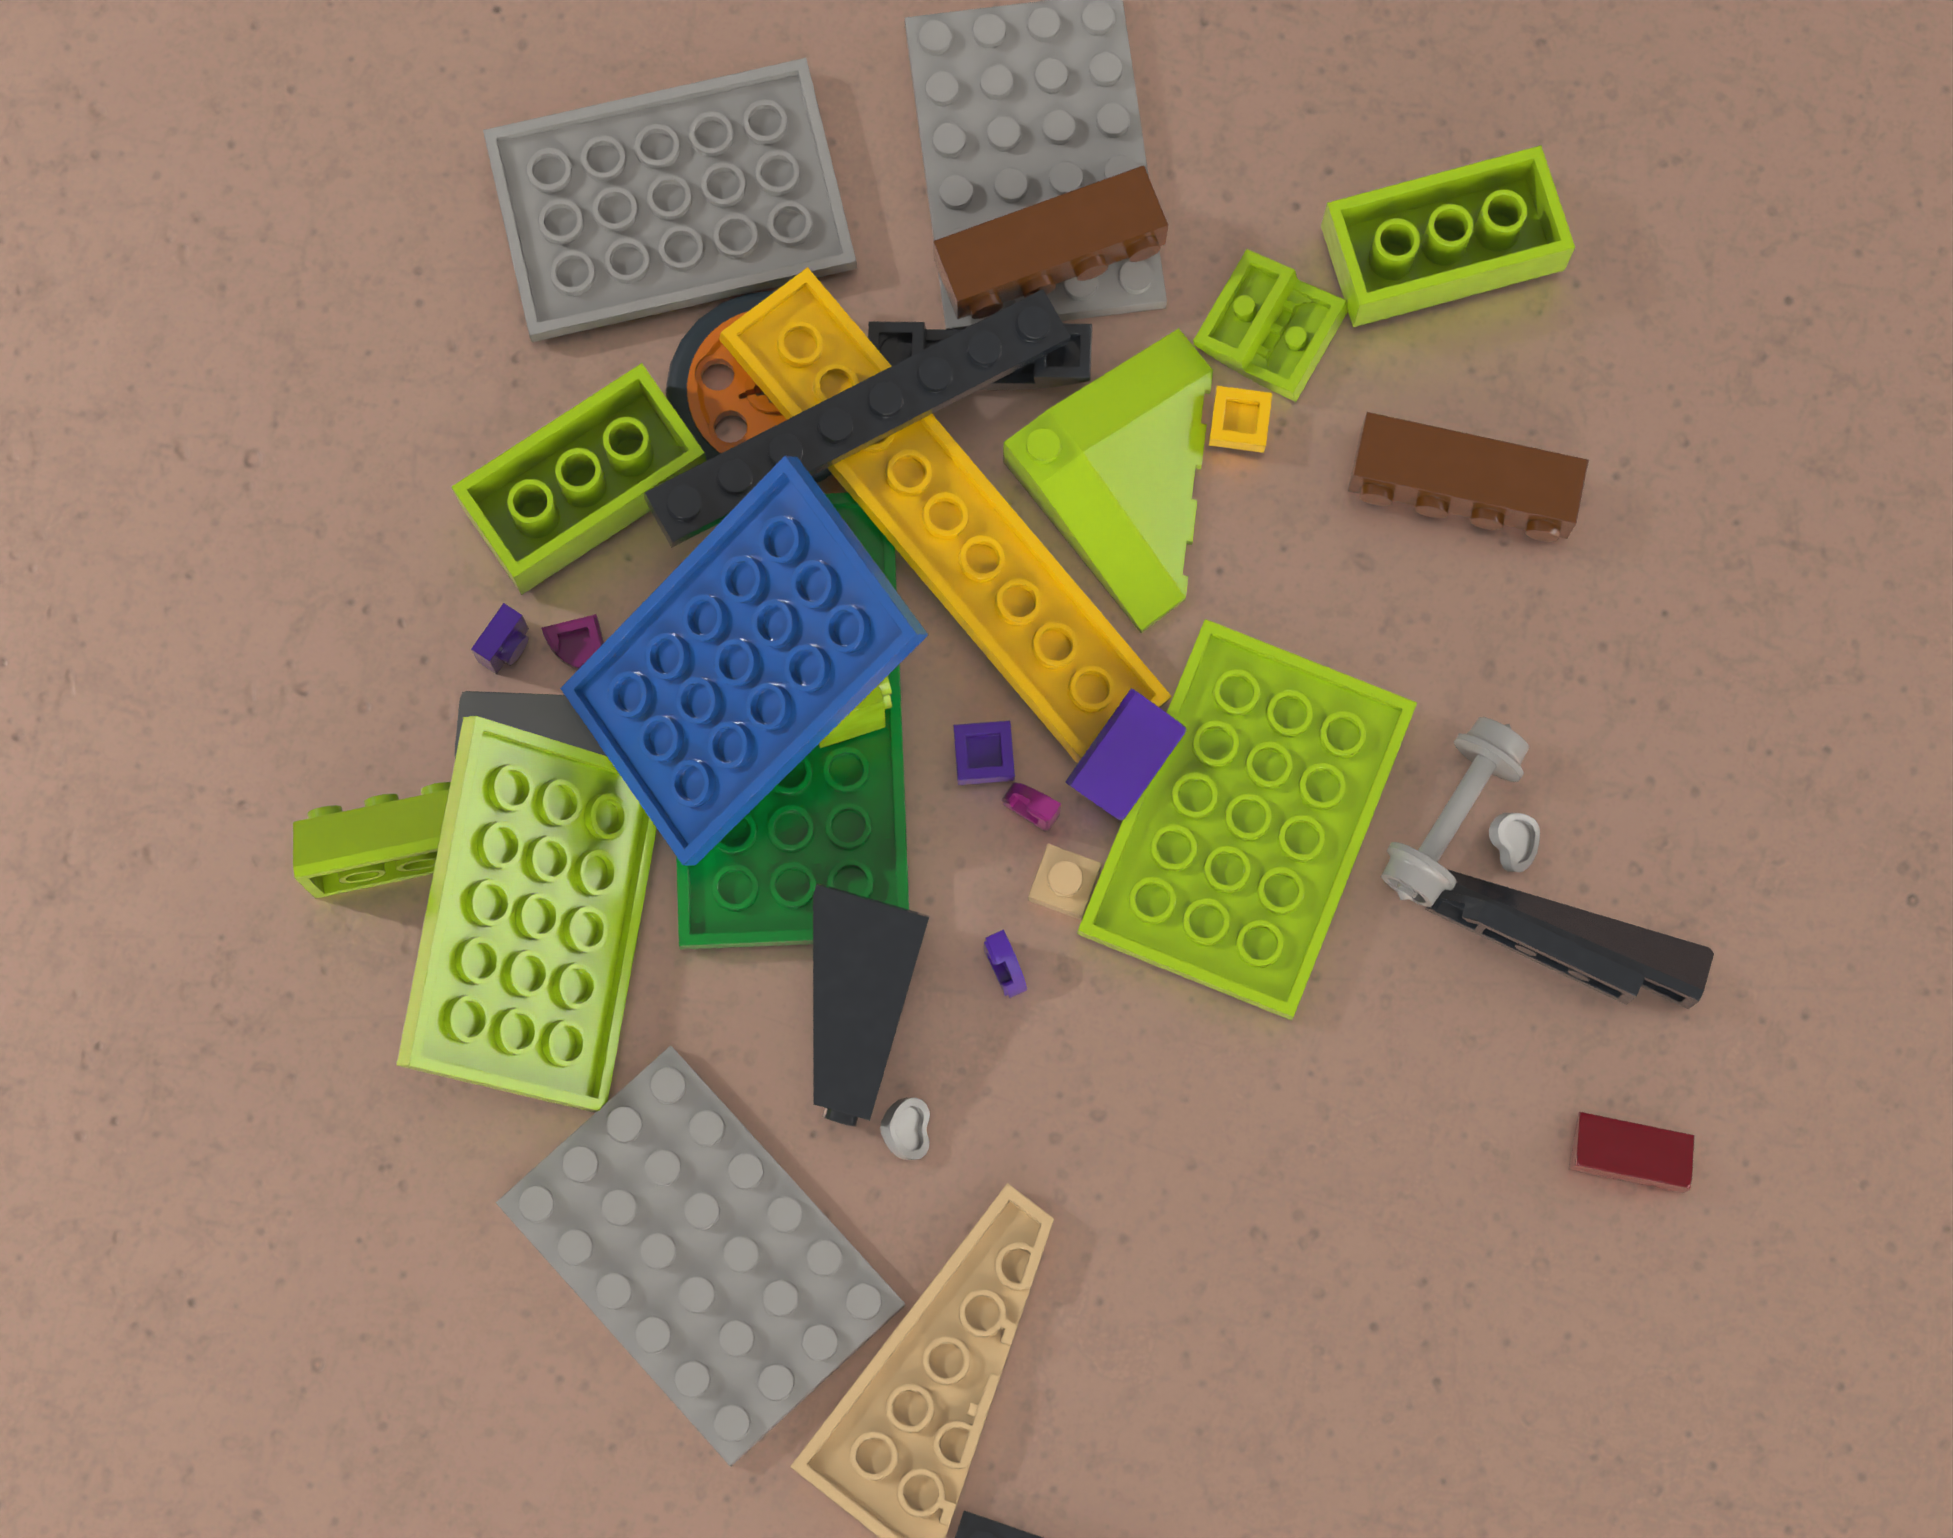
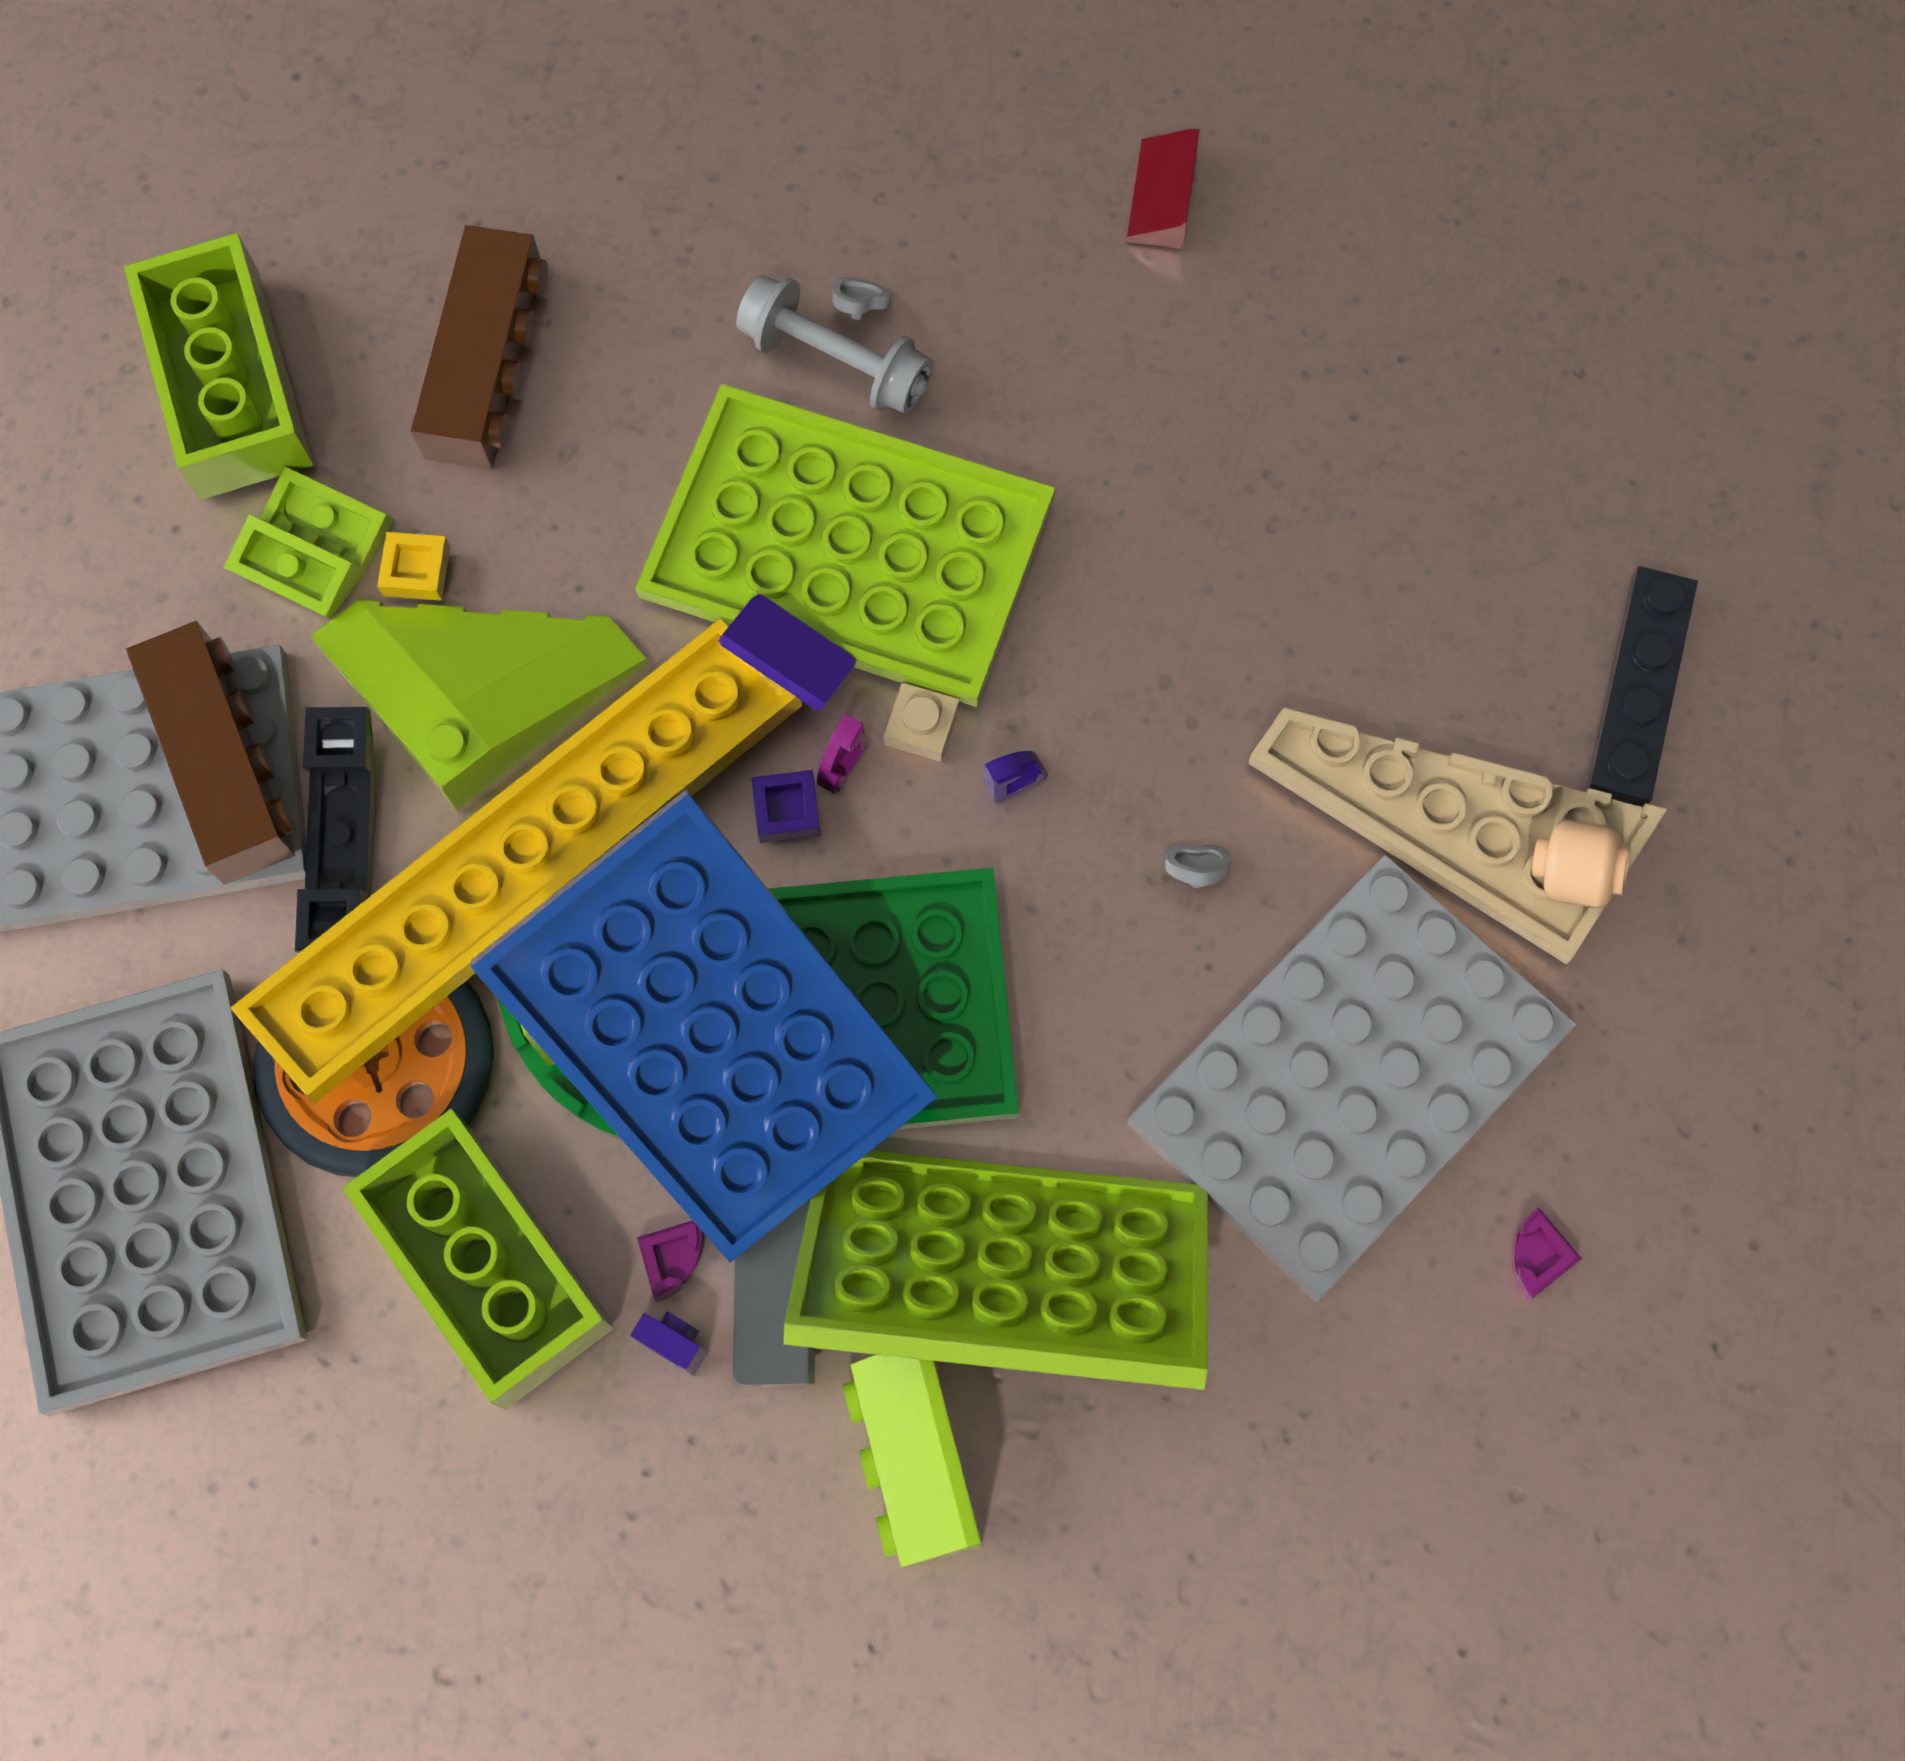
camera: 90 degrees left, 5 degrees down
(522, 1409) = (1540, 1254): none -> magenta tile
(859, 989) = (1065, 910): black slope -> none
(861, 414) = (417, 945): black plate -> none
(870, 1479) = (1582, 864): none -> light nougat head
(1578, 943) = (962, 234): black wedge -> none

